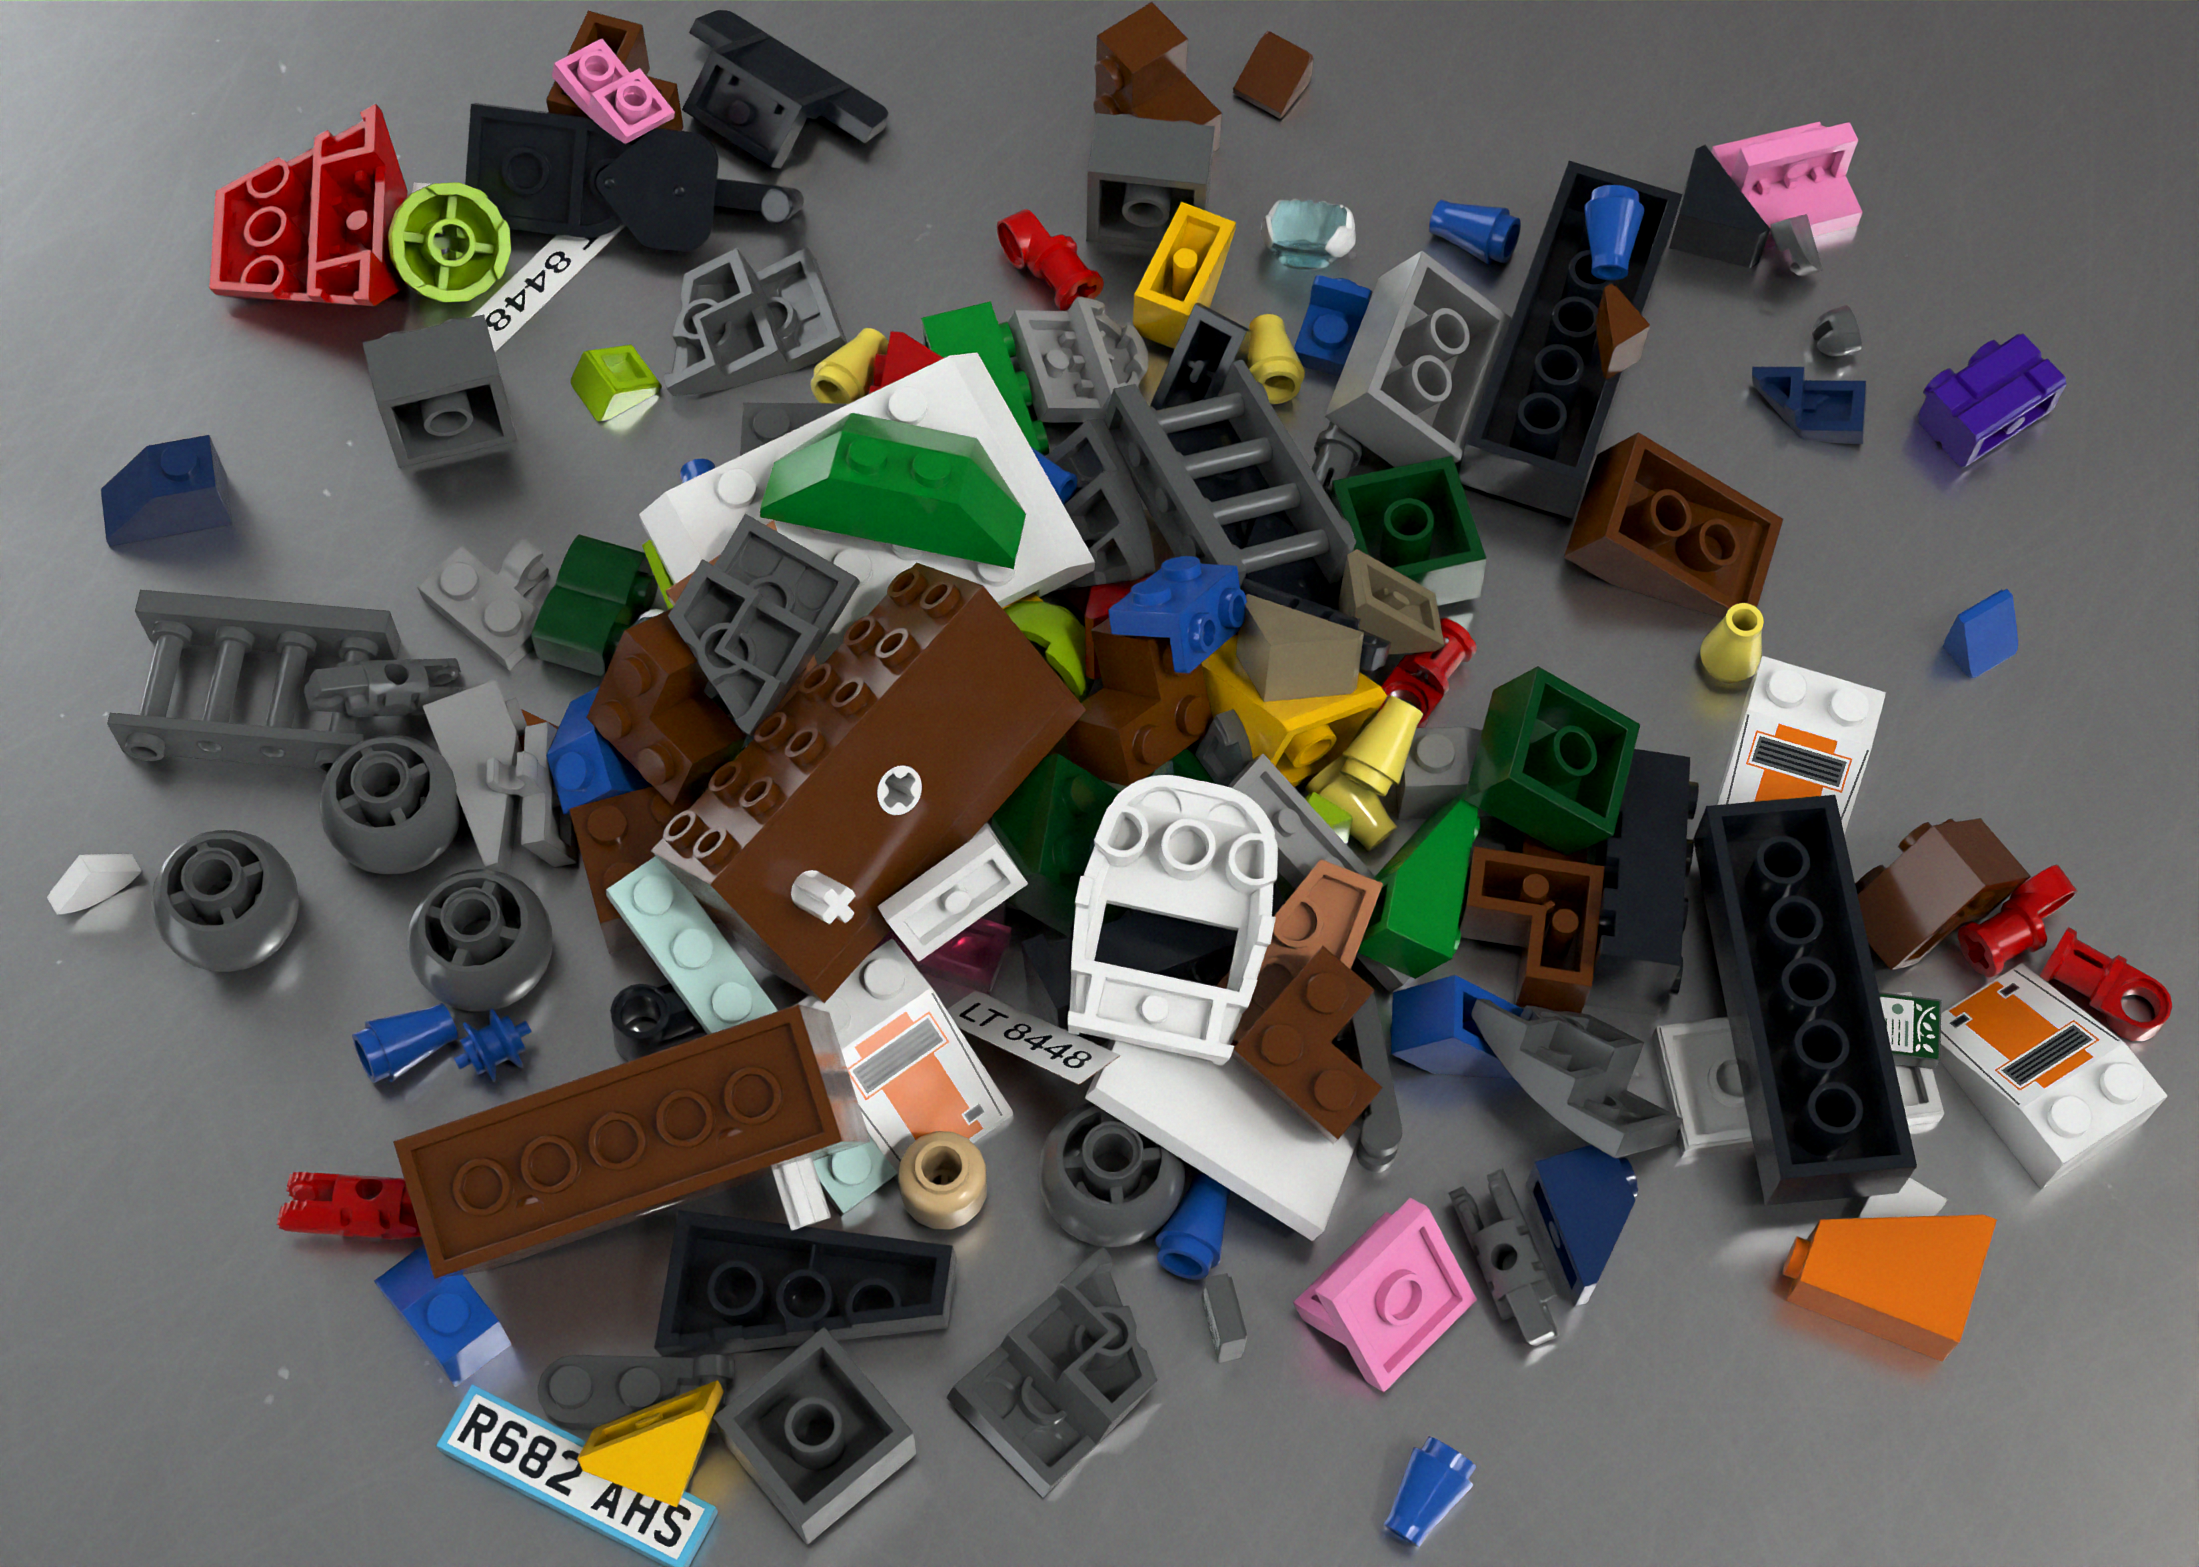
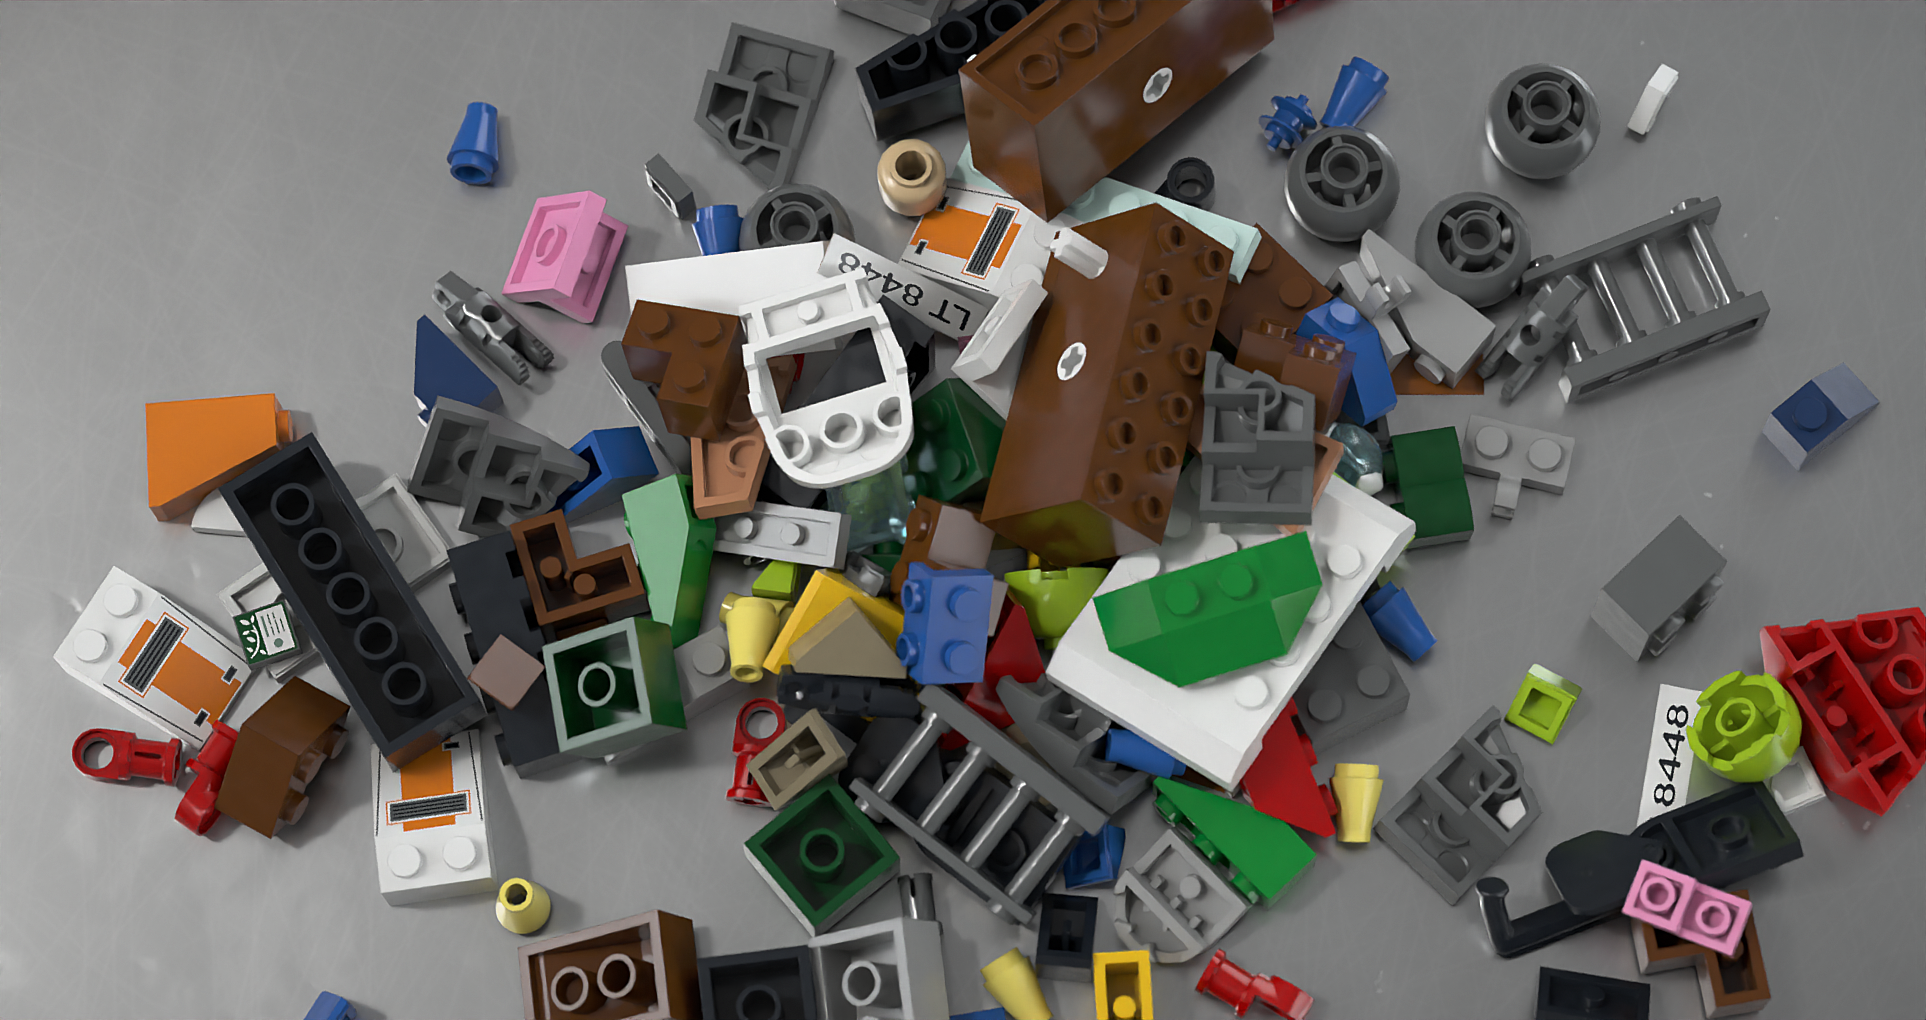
camera: 160 degrees right, 10 degrees up
(1668, 820) = (506, 672): none -> slope

